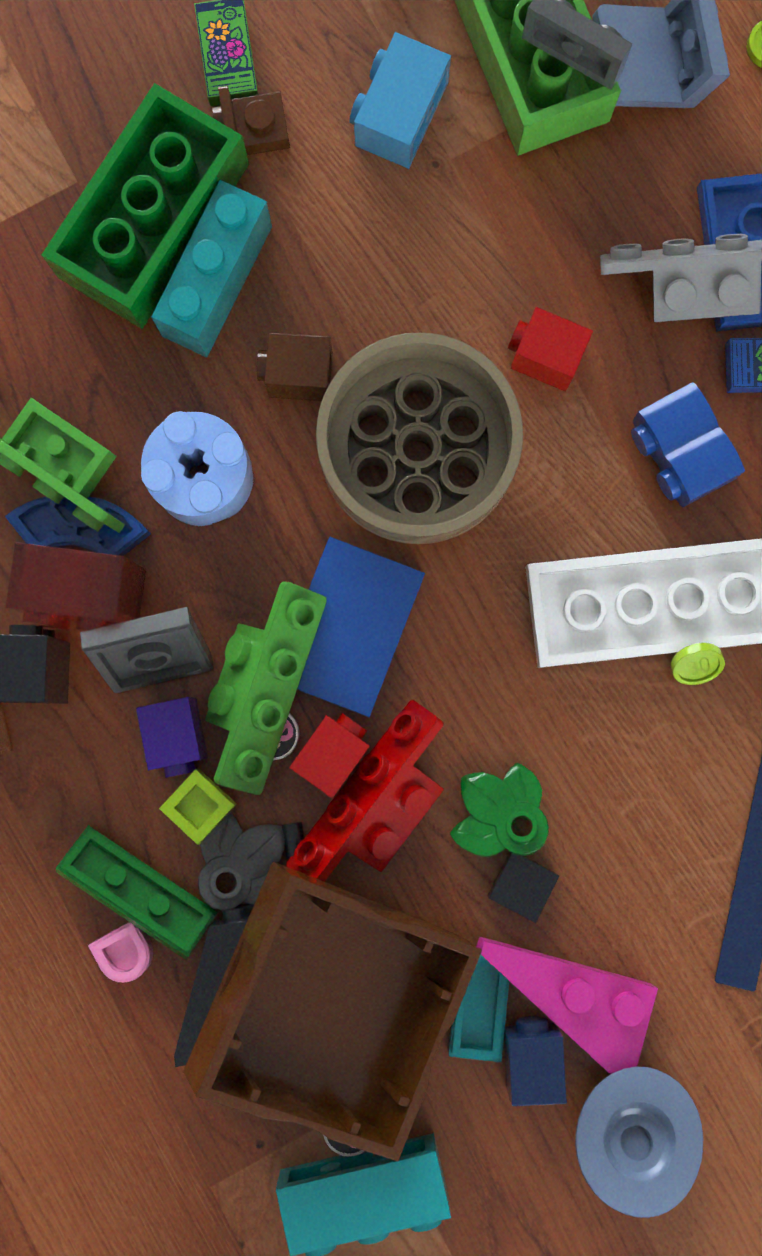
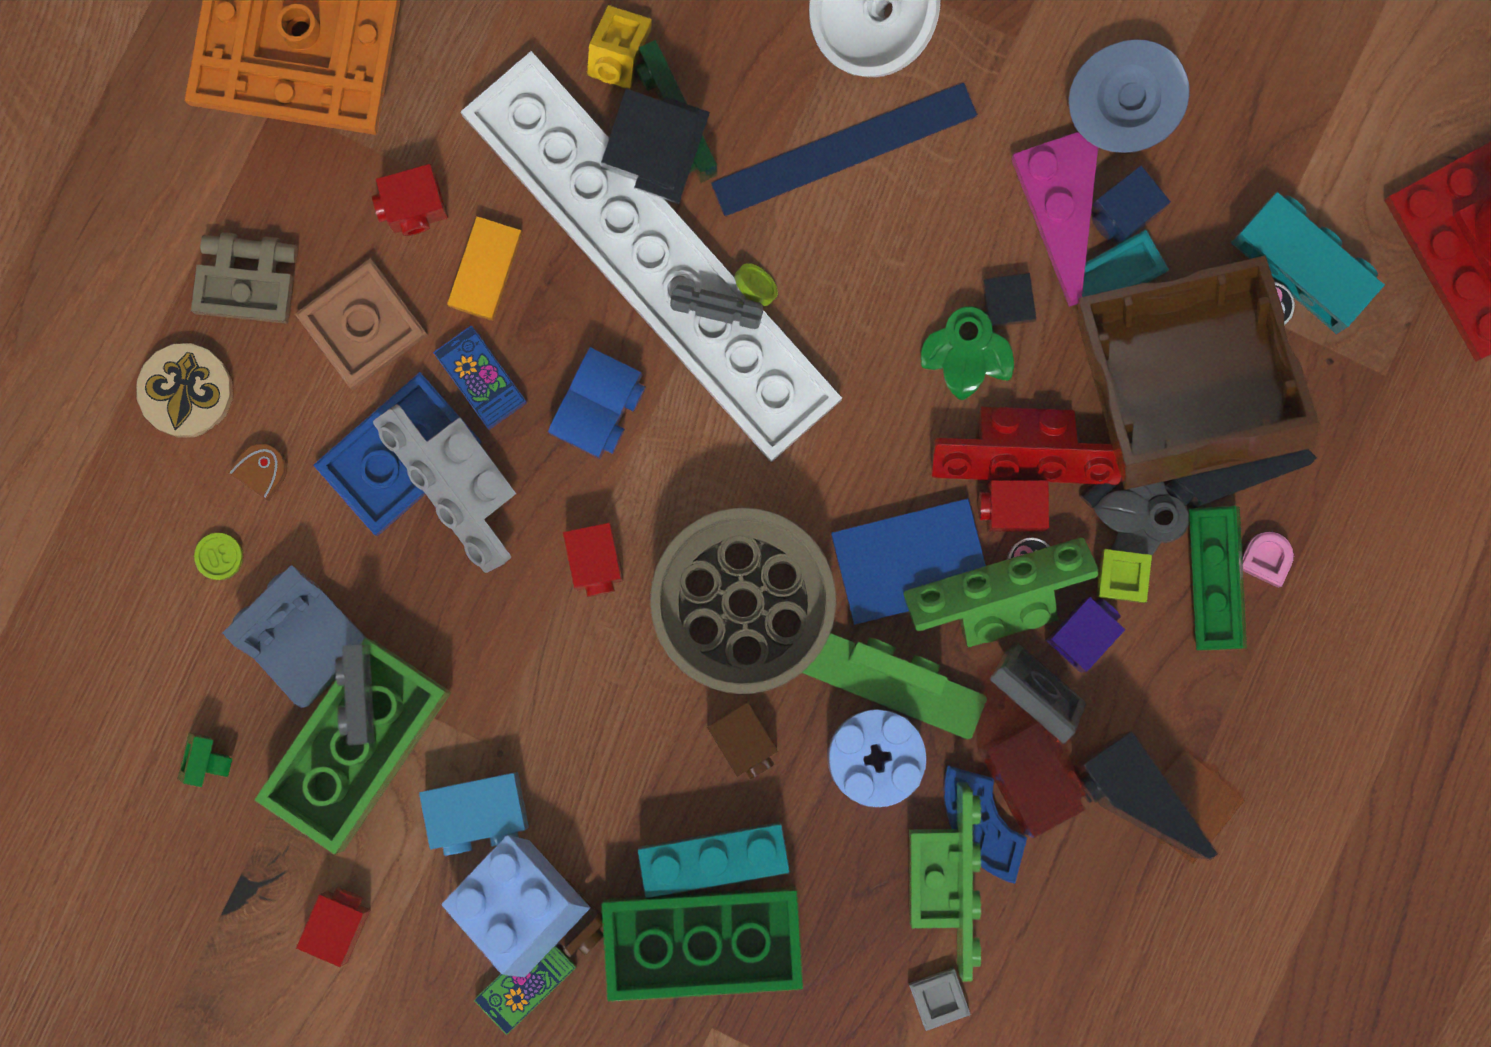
camera: 130 degrees left, 0 degrees up
(248, 537) = (898, 684): none -> bright green bracket
(294, 69) = (515, 906): none -> light blue brick
(704, 610) = (716, 306): none -> dark grey axle

